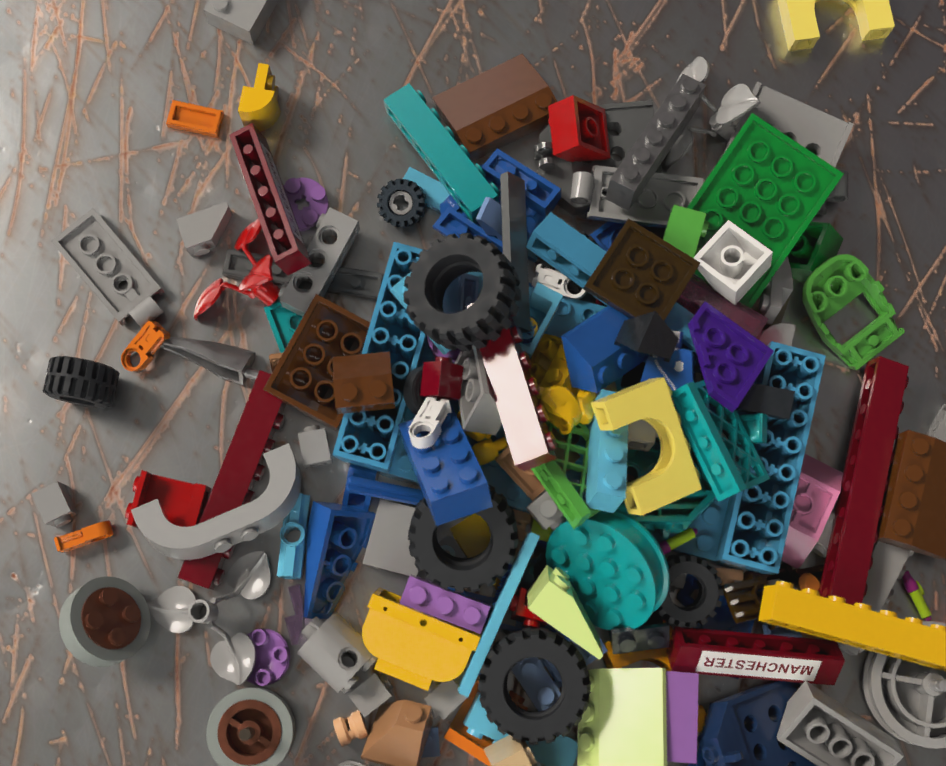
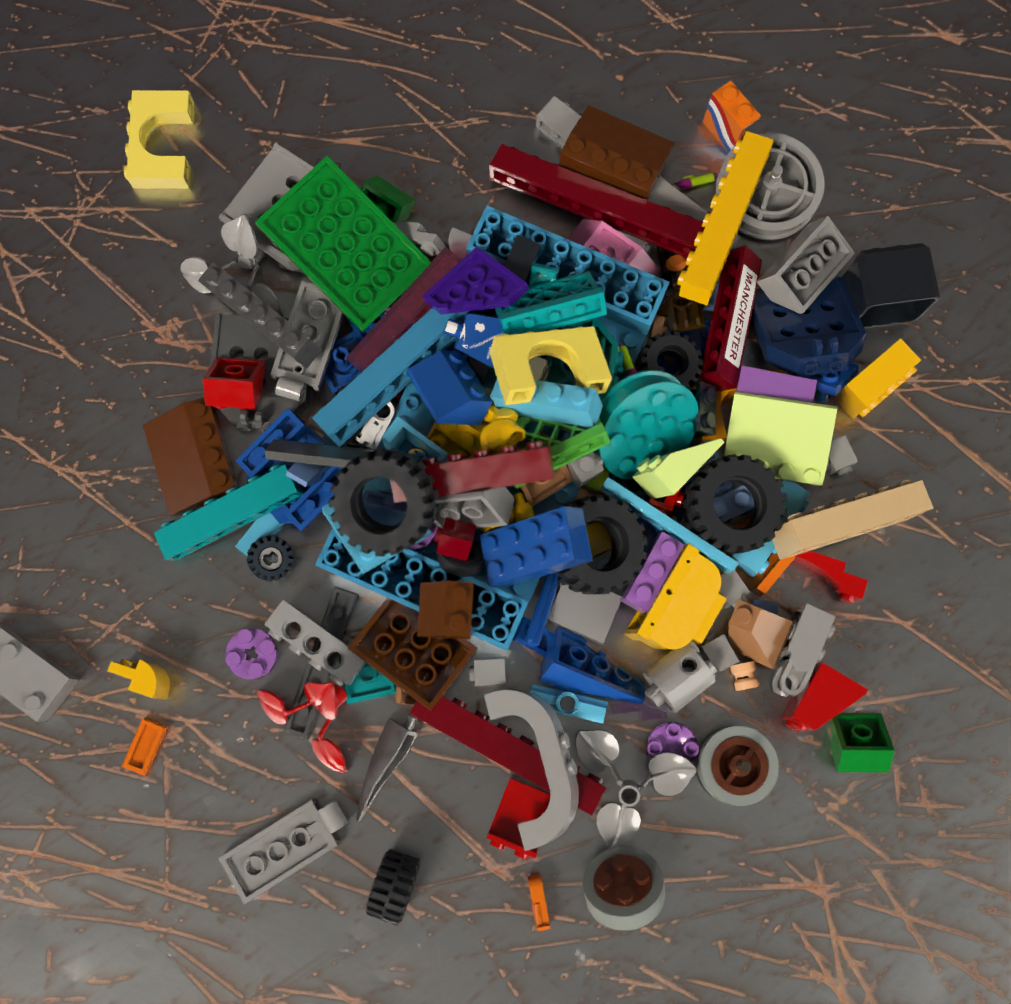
camera: 75 degrees left, 0 degrees up
(55, 504) = (505, 927): light grey brick -> none
(146, 344) = (364, 821): orange piece -> none
(204, 228) = (259, 751): light grey slope -> none
(270, 200) = (245, 680): dark red brick -> none
(429, 419) = (492, 554): white piece -> none
(641, 273) = (390, 345): dark brown plate -> none
(648, 335) = (449, 348): black slope -> none
(685, 229) = (358, 305): bright green brick -> none
(733, 262) = (389, 266): white slope -> none
(832, 288) = (422, 195): bright green slope -> none

